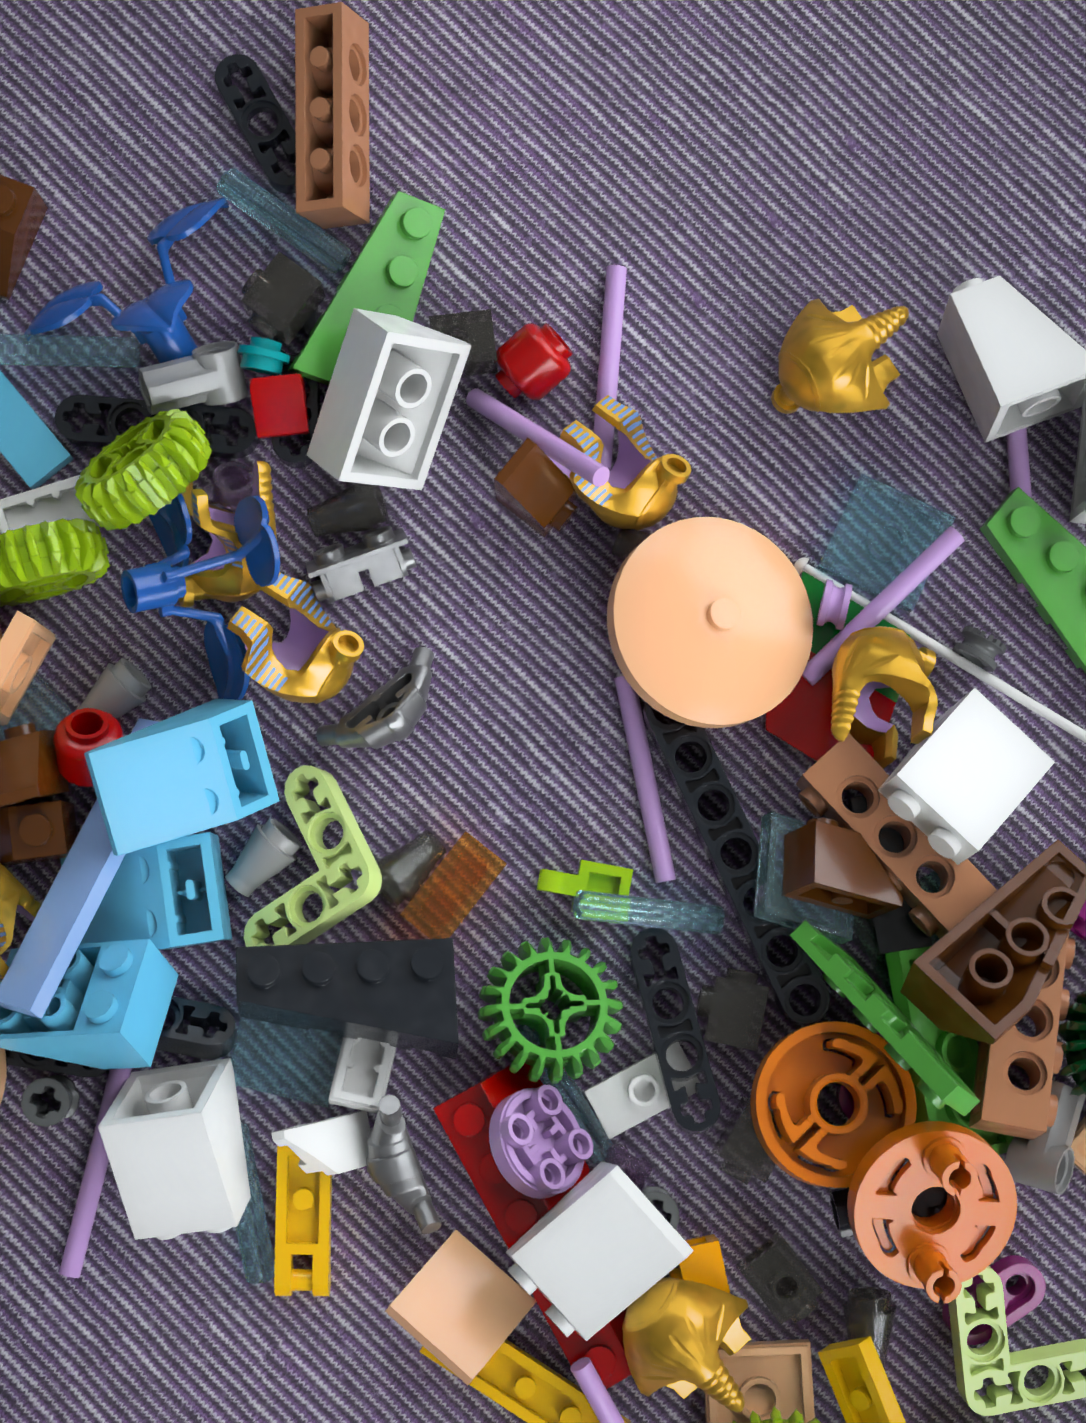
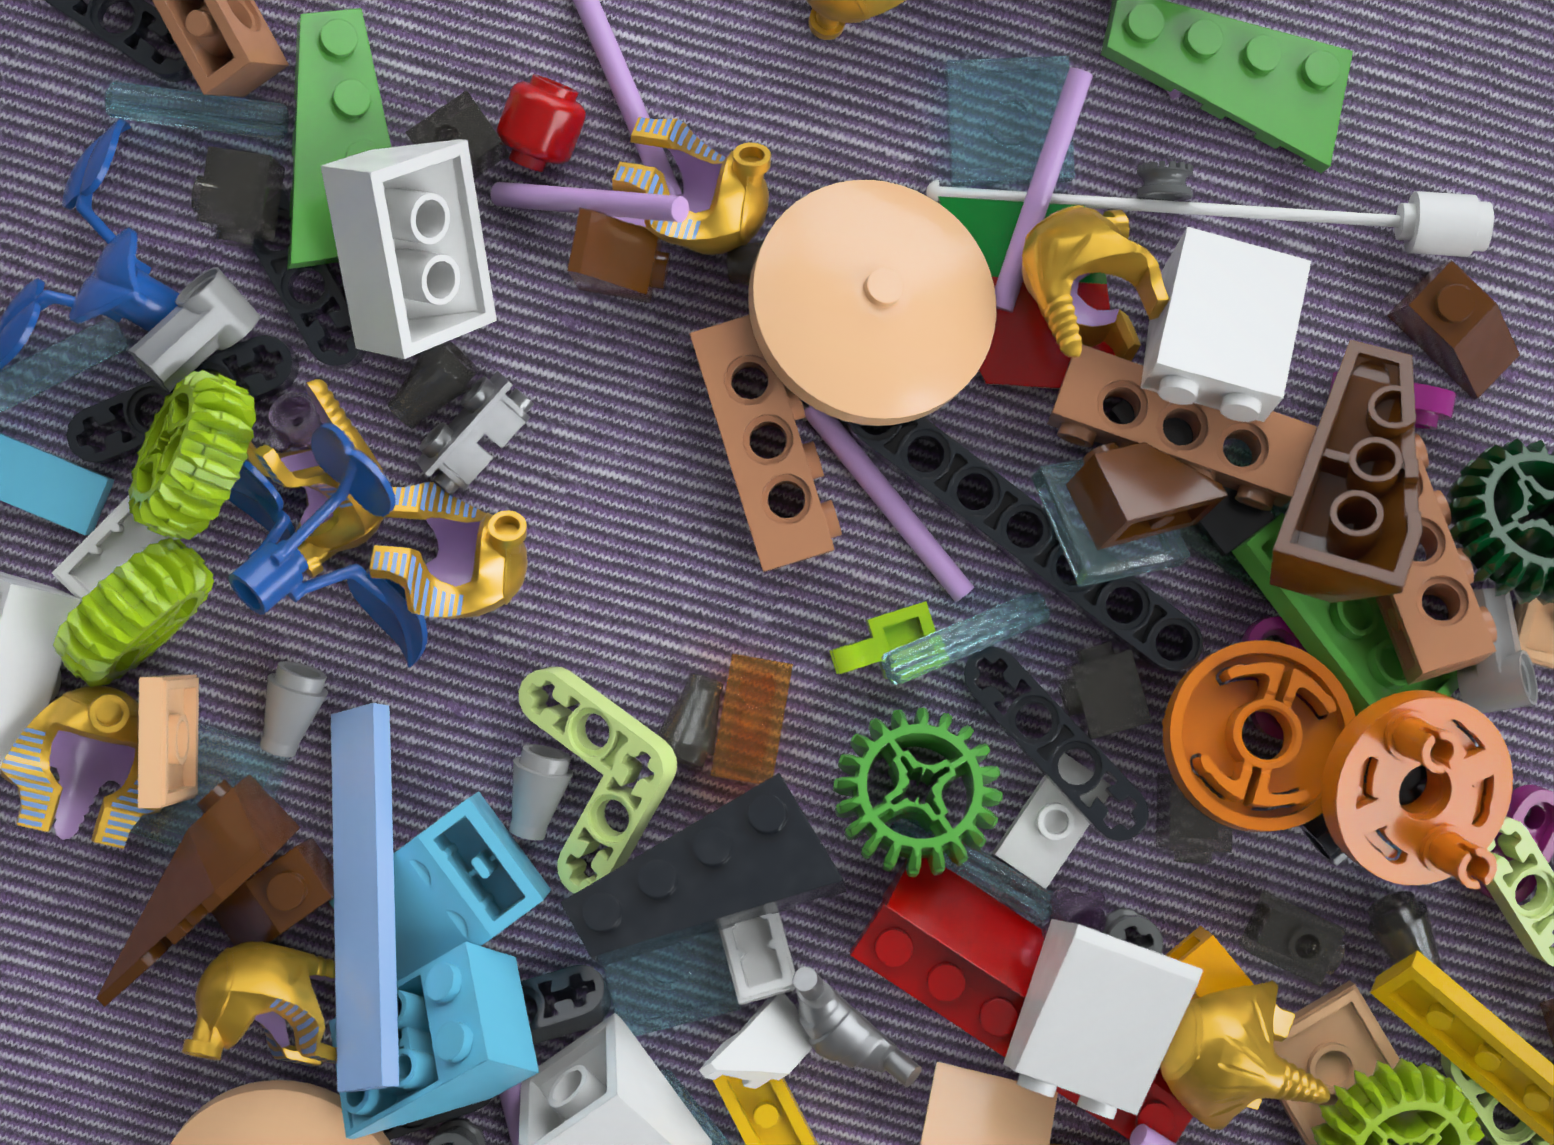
camera: 30 degrees left, 5 degrees up
(81, 733) = (296, 774): red head -> none
(182, 775) = (408, 754): medium azure slope -> none
(263, 356) = (253, 267): teal plate -> none
(279, 405) = (299, 310): red slope -> none
(388, 712) = (586, 572): flat silver piece -> none
(538, 1142) = (977, 934): lavender tile -> none
(545, 765) = (778, 540): none -> nougat brick
(834, 604) = (991, 215): lavender bush -> none
(881, 1015) = (1263, 619): bright green wing -> none

